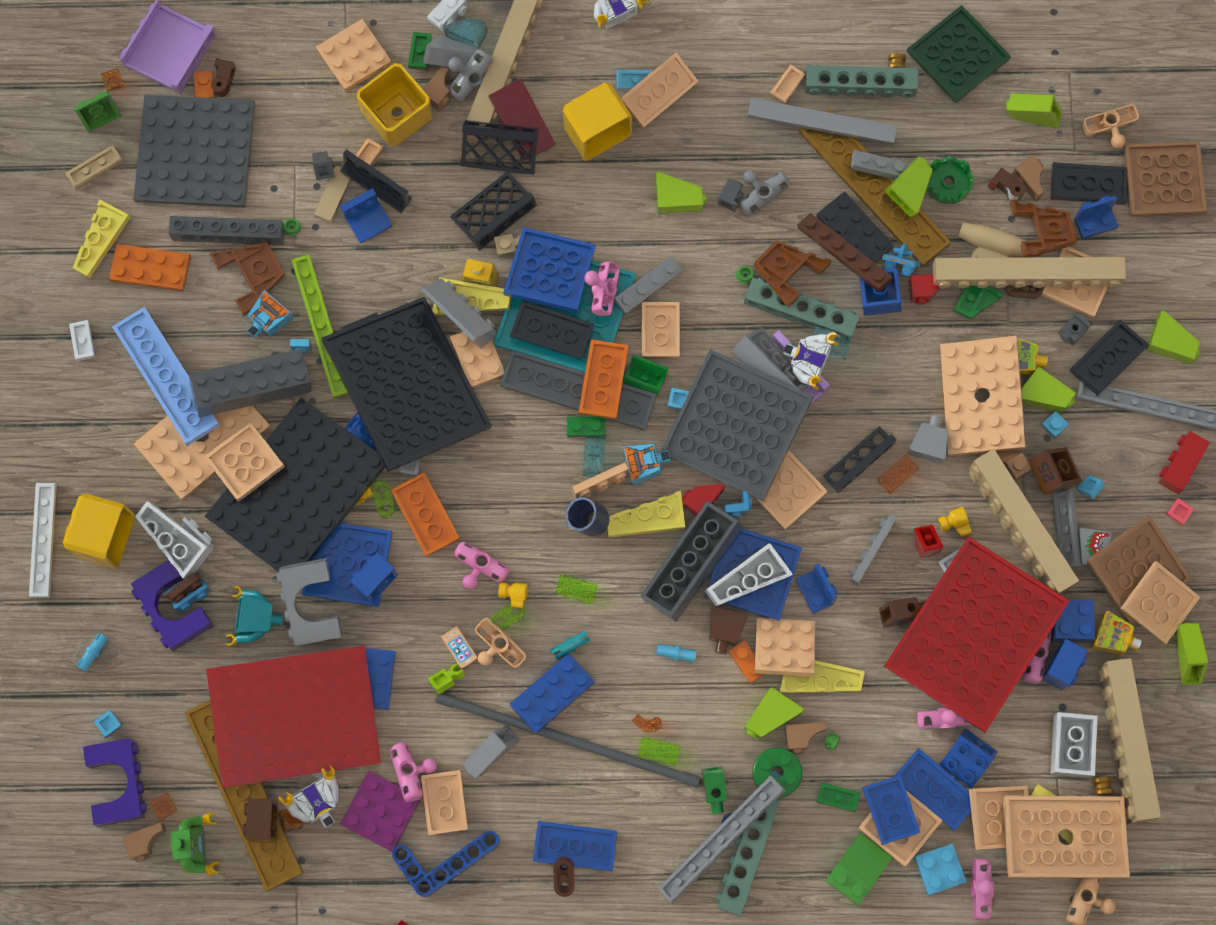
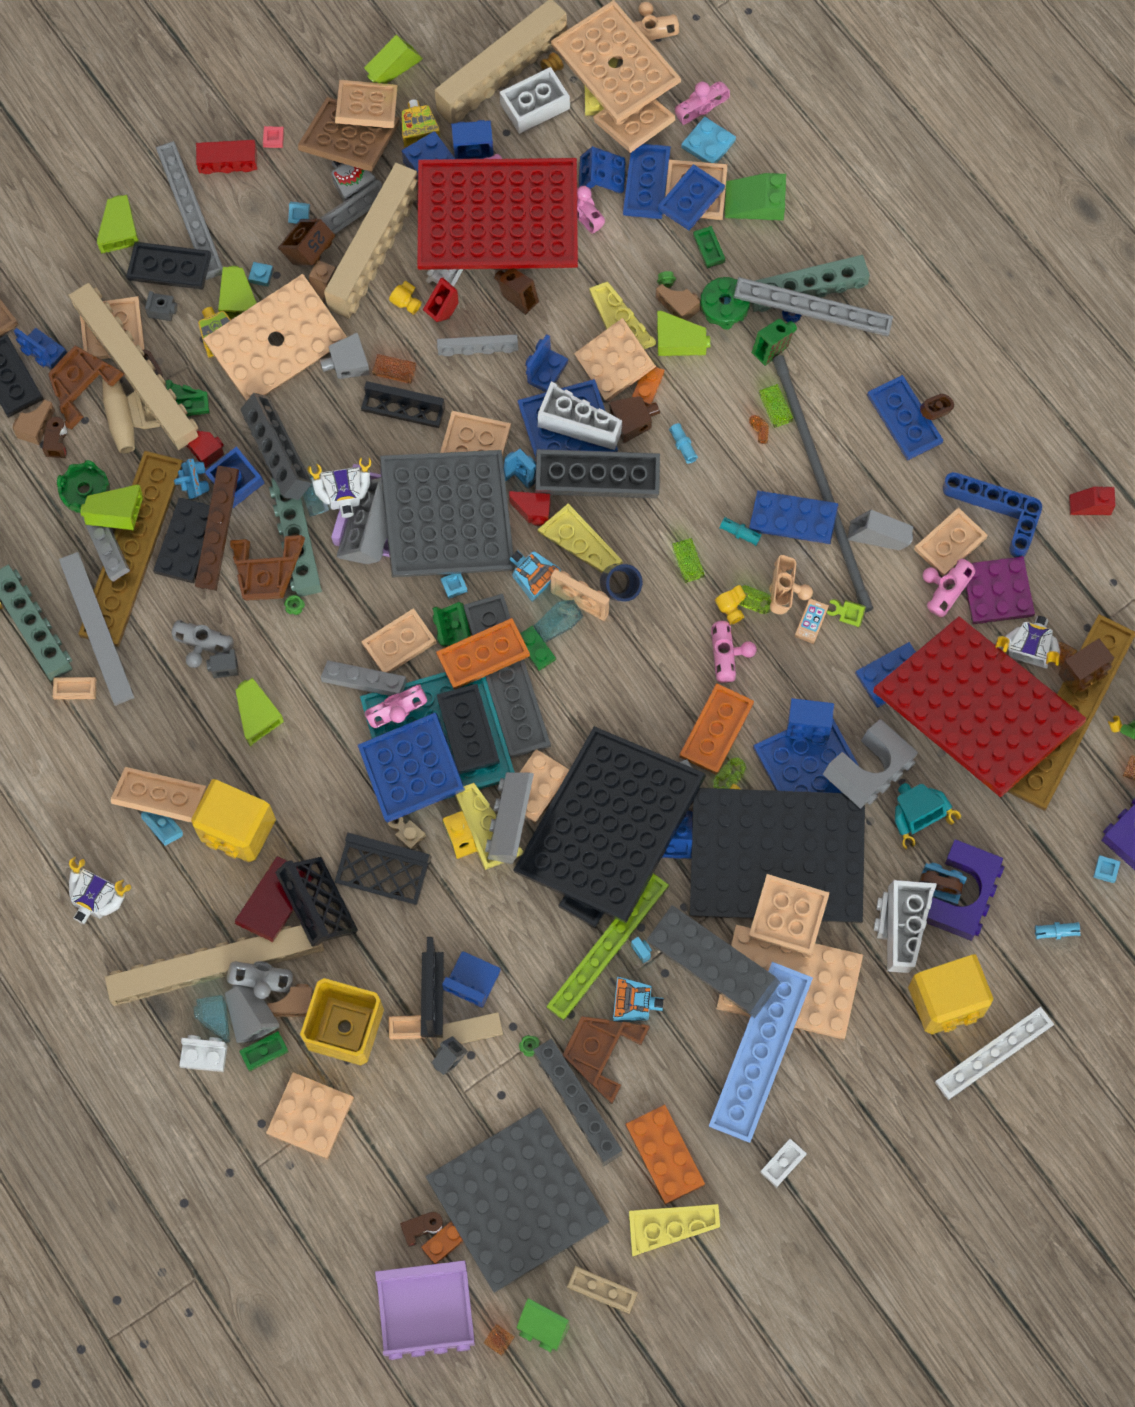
camera: 125 degrees left, 5 degrees down
(883, 333) = (276, 446): none -> dark grey brick

